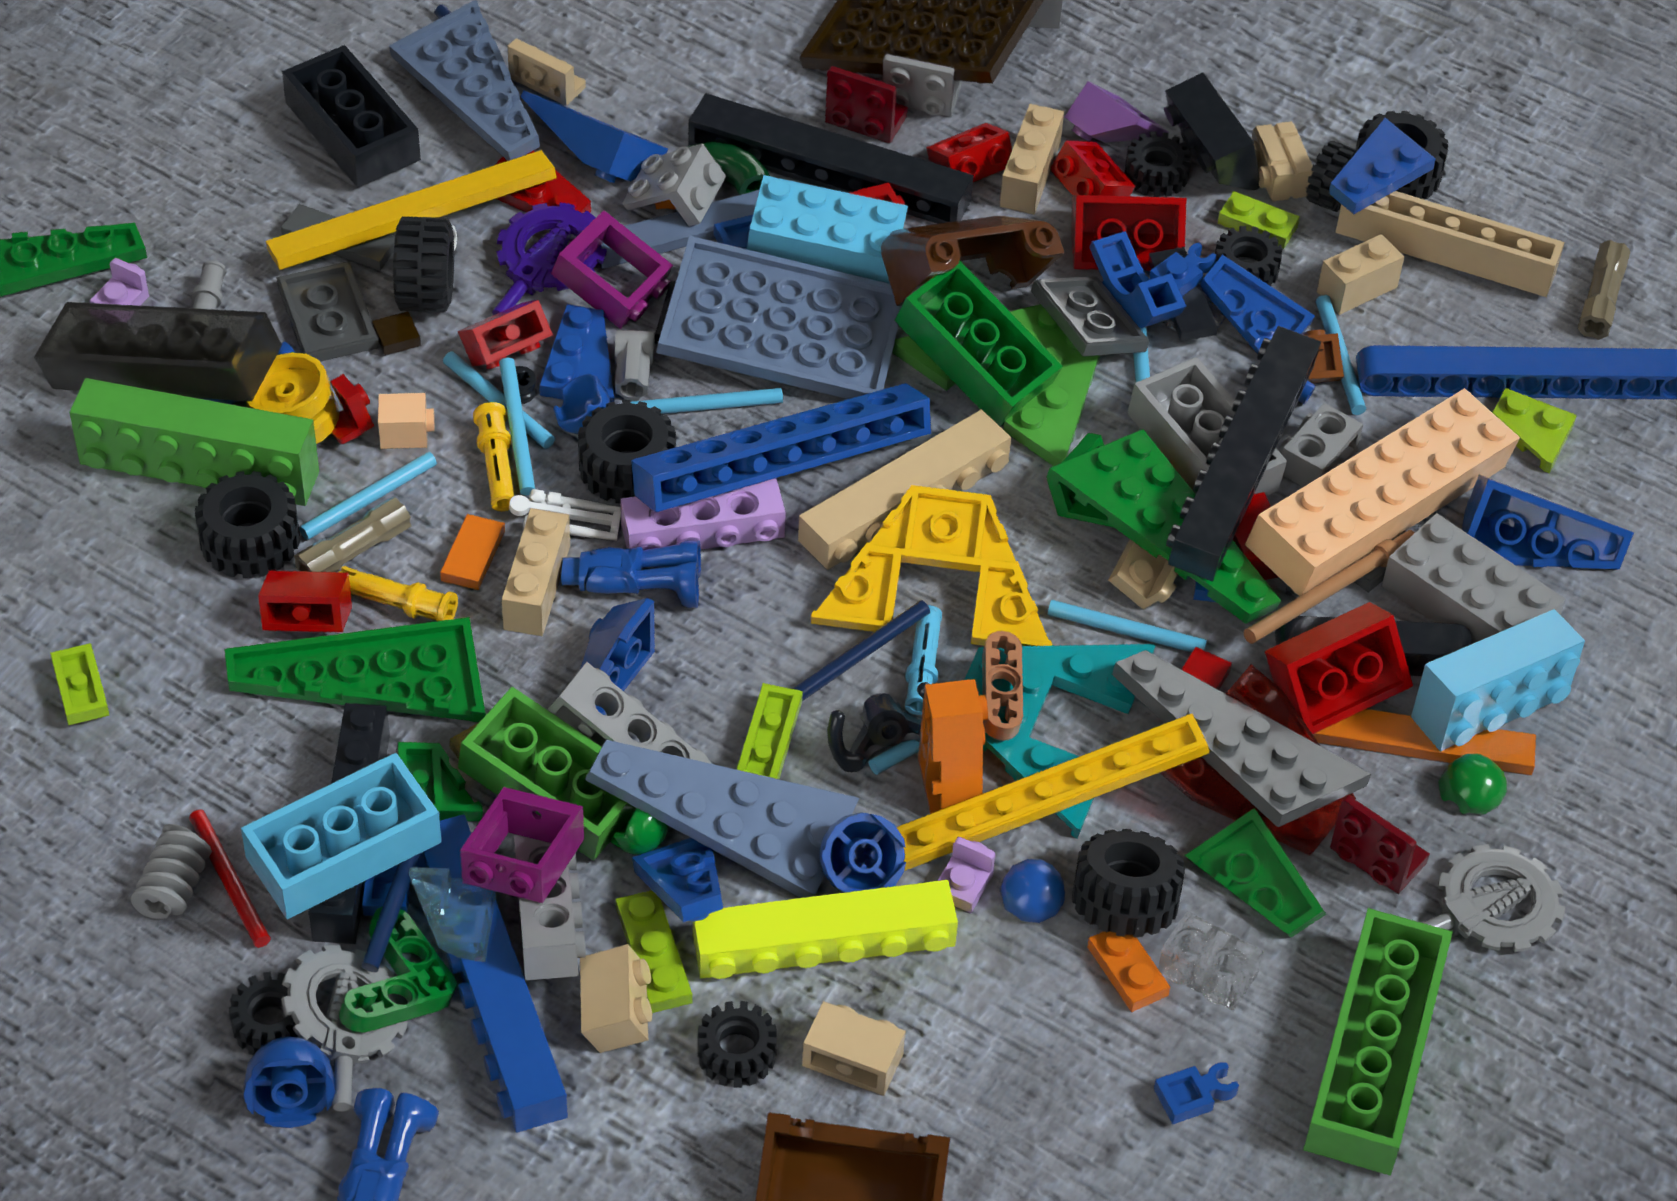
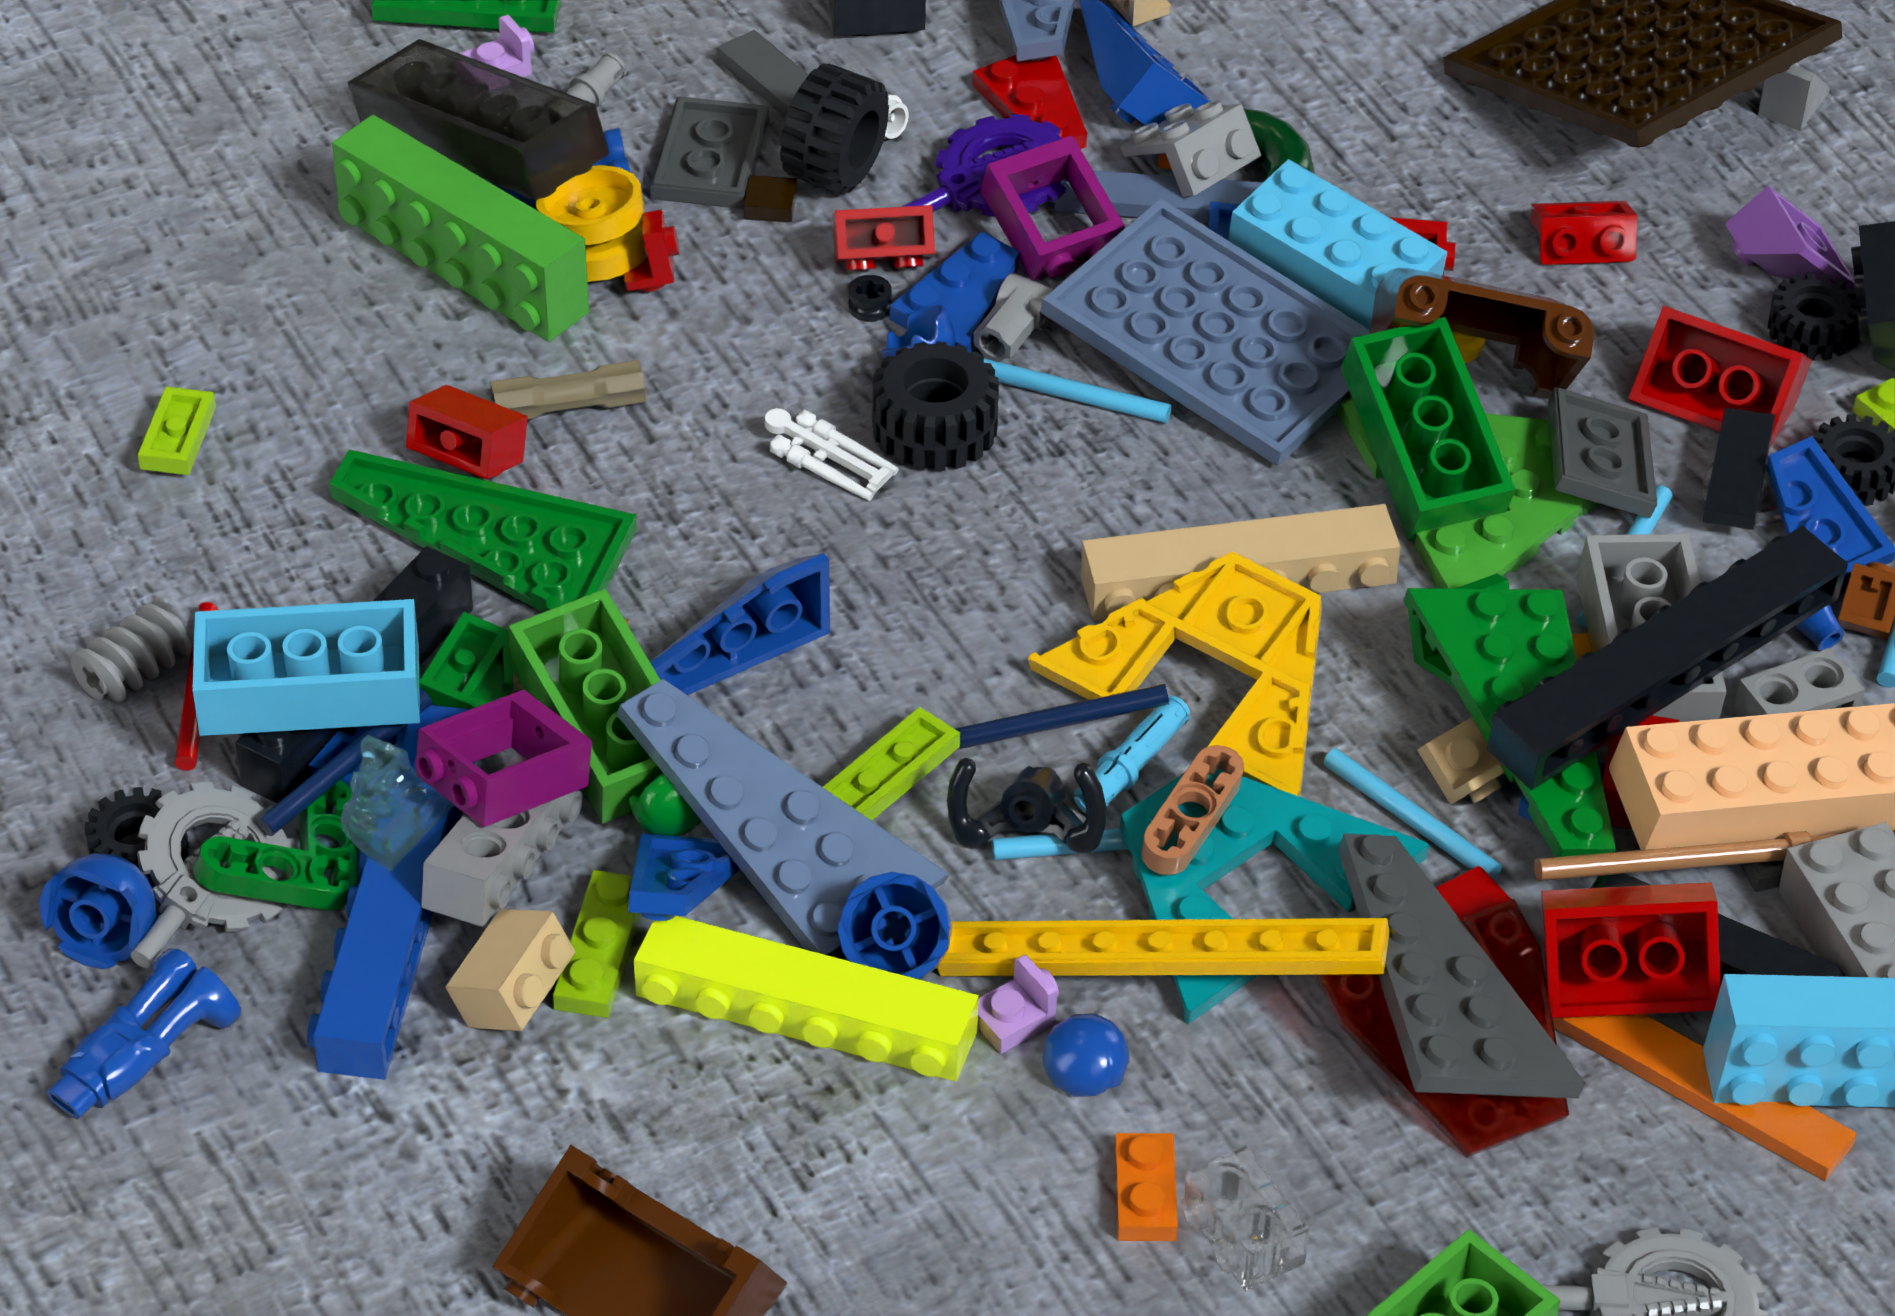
camera: 30 degrees right, 5 degrees down
(243, 501) = (461, 331): black tyre -> none
(367, 496) = (611, 354): medium azure bar -> none
(404, 420) = (709, 288): light nougat brick -> none
(413, 598) = (590, 475): yellow pin -> none
(428, 202) = (895, 71): yellow tile -> none
(472, 552) = (694, 452): orange tile -> none
(492, 394) = (837, 306): medium azure bar -> none
(492, 442) = (796, 346): yellow pin -> none
(517, 425) = (833, 336): medium azure bar -> none
(536, 572) = (743, 495): tan brick -> none
(621, 571) = (856, 532): blue piece -> none
(624, 715) = (695, 624): light grey brick -> none
(716, 521) = (976, 508): lavender brick -> none
(740, 1022) = (623, 1102): black tyre -> none
(780, 447) = (1113, 459): blue brick -> none
(831, 158) = (1404, 179): black brick -> none
(853, 1047) = (749, 1135): tan brick -> none
(863, 105) = (1479, 132): dark red bracket -> none
(922, 85) = (1565, 132): light grey bracket -> none
(952, 742) = (1081, 841): orange wedge -> none
(1031, 159) = (1652, 257): tan brick -> none
(1090, 171) = (1722, 293): red bracket -> none
(1123, 276) = (1679, 442): blue arch -> none
(1128, 882) = (1195, 1085): black tyre -> none
(1186, 270) = (1747, 442): blue plate -> none
(1259, 873) = (1378, 1144): green wing -> none
(1376, 846) = (1550, 1175): dark red bracket -> none
(1473, 784) = (1733, 1157): green hair -> none

